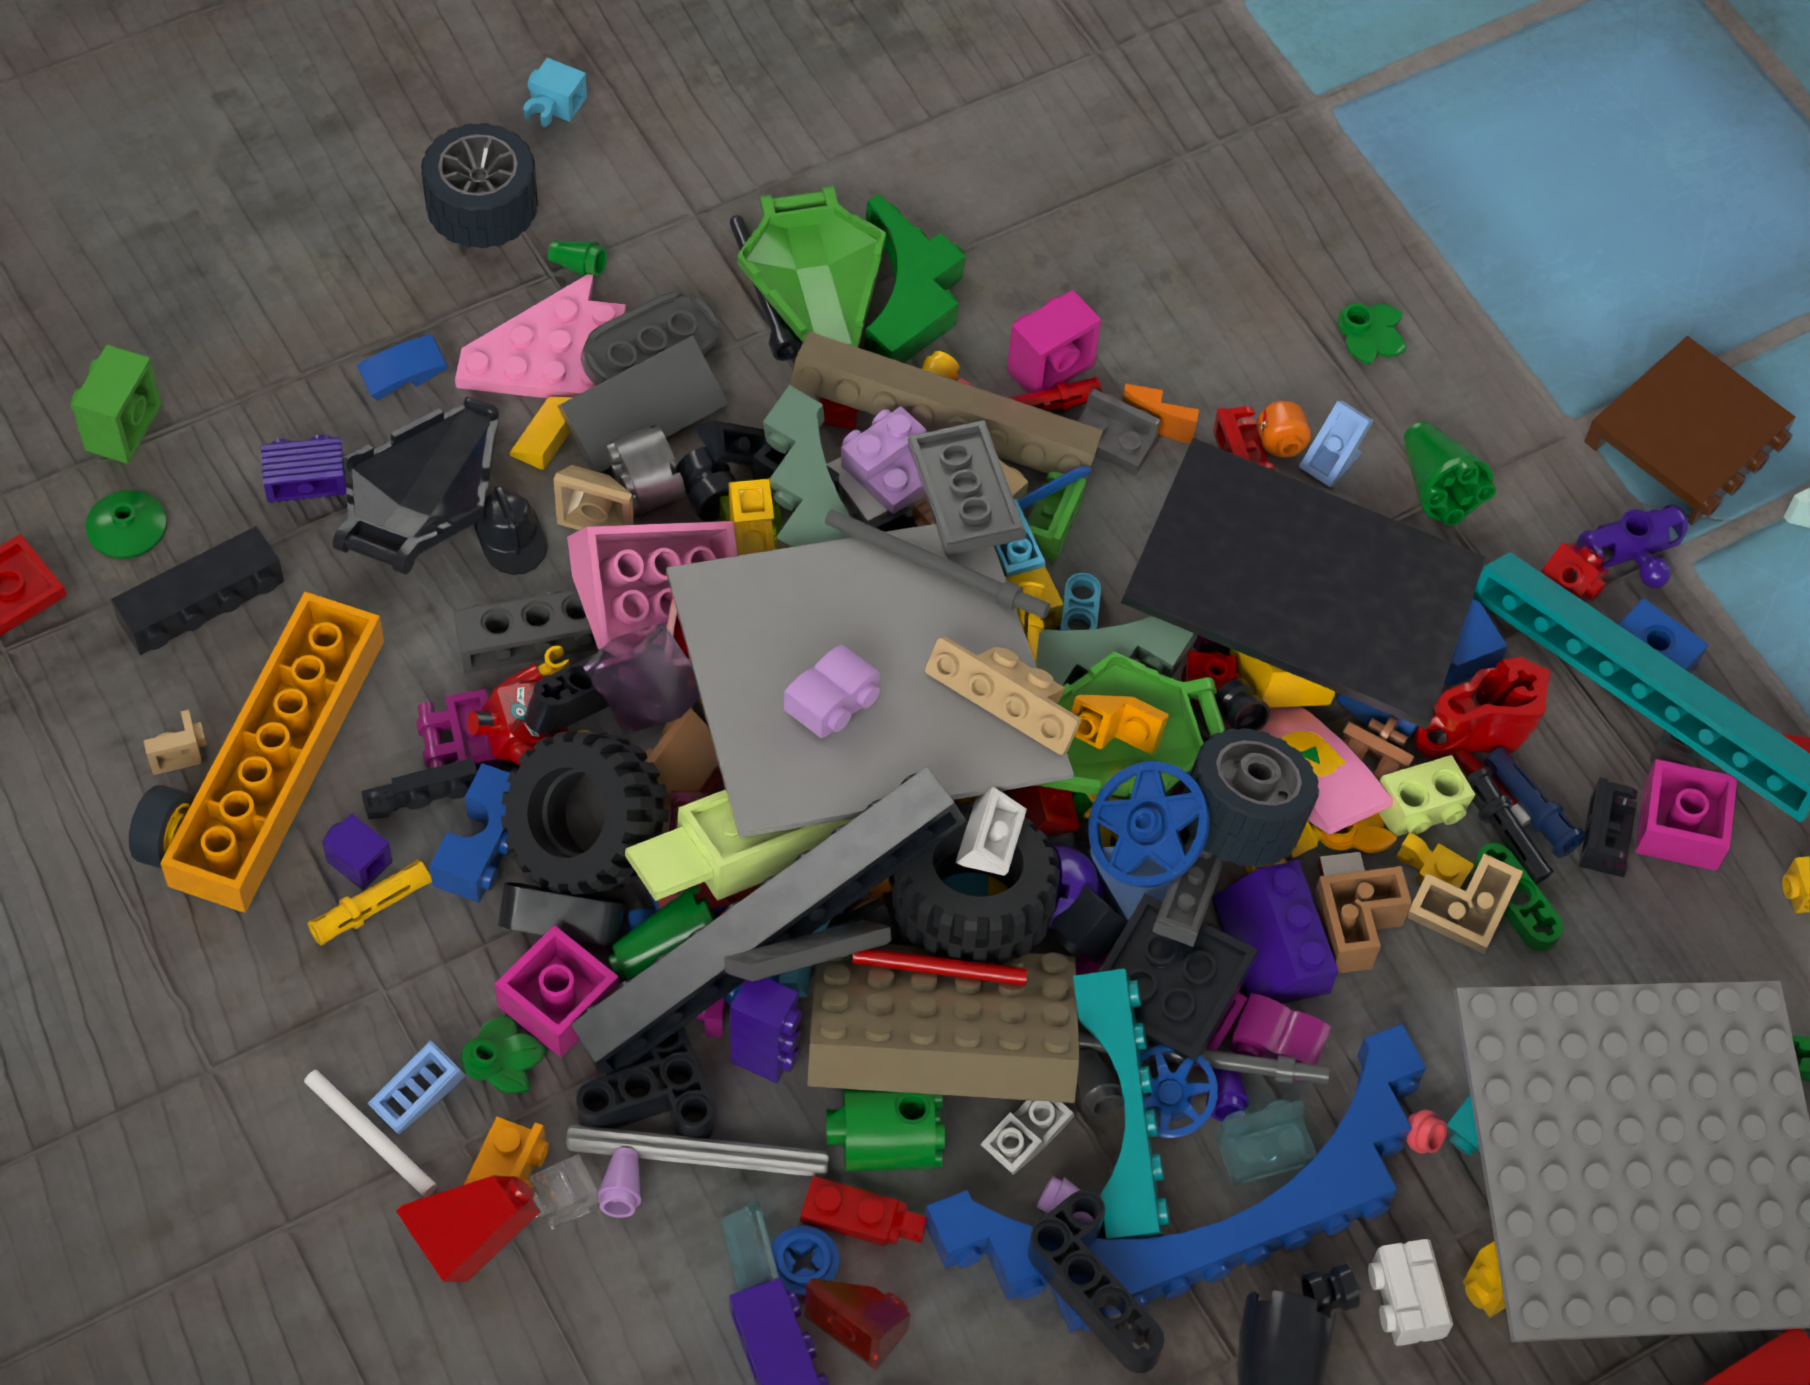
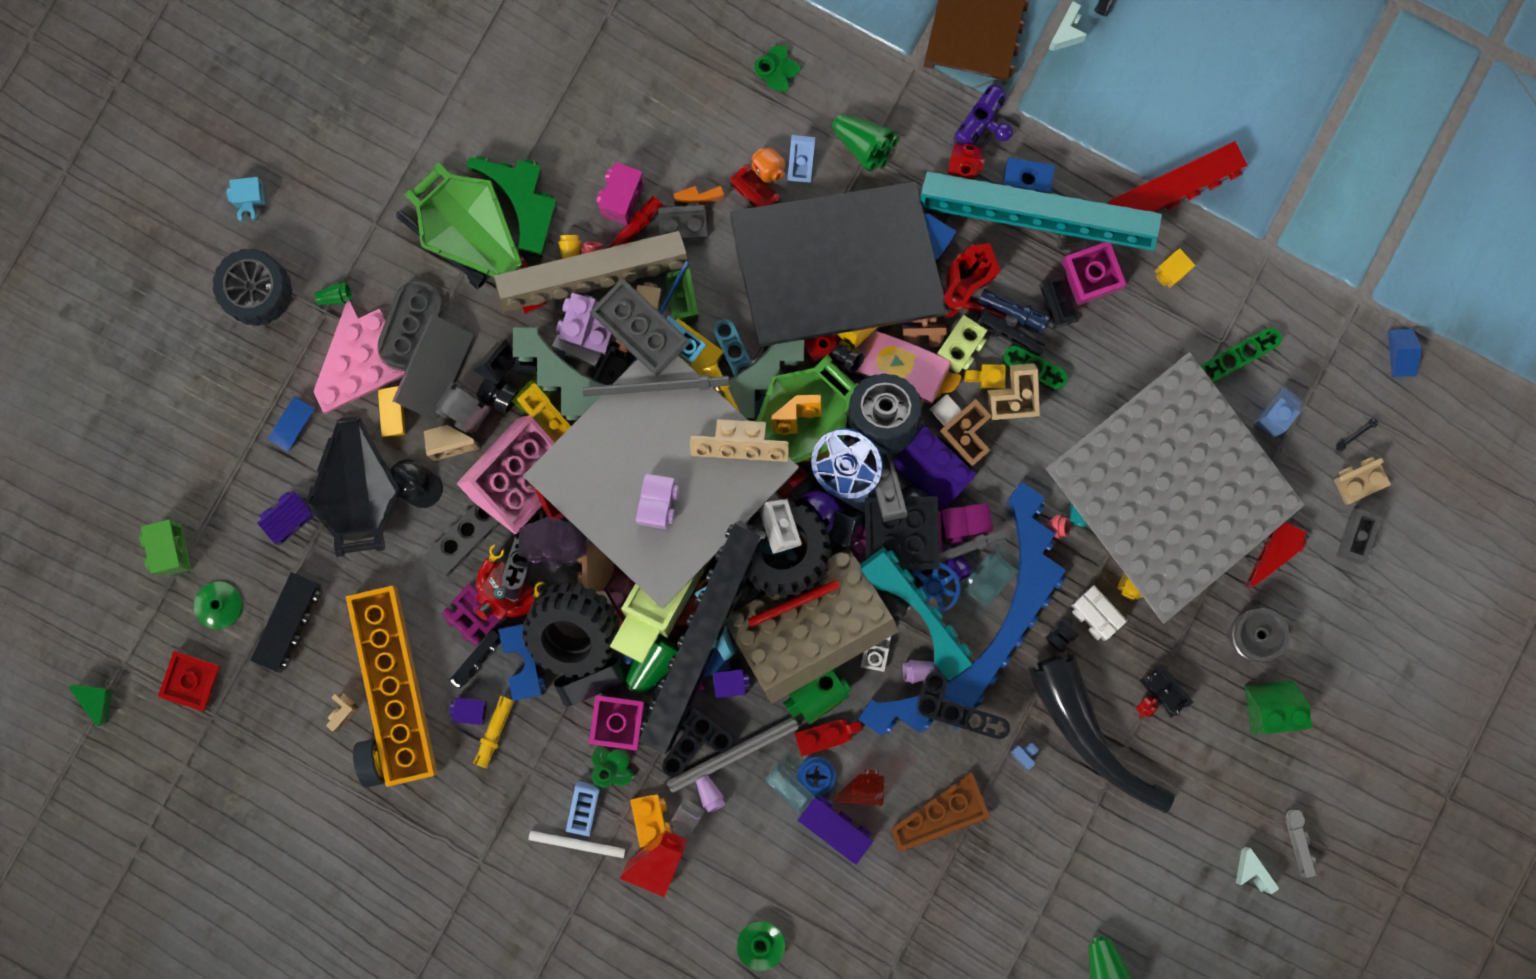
camera: 30 degrees left, 25 degrees up
(807, 950) = (730, 642): dark grey tile -> none

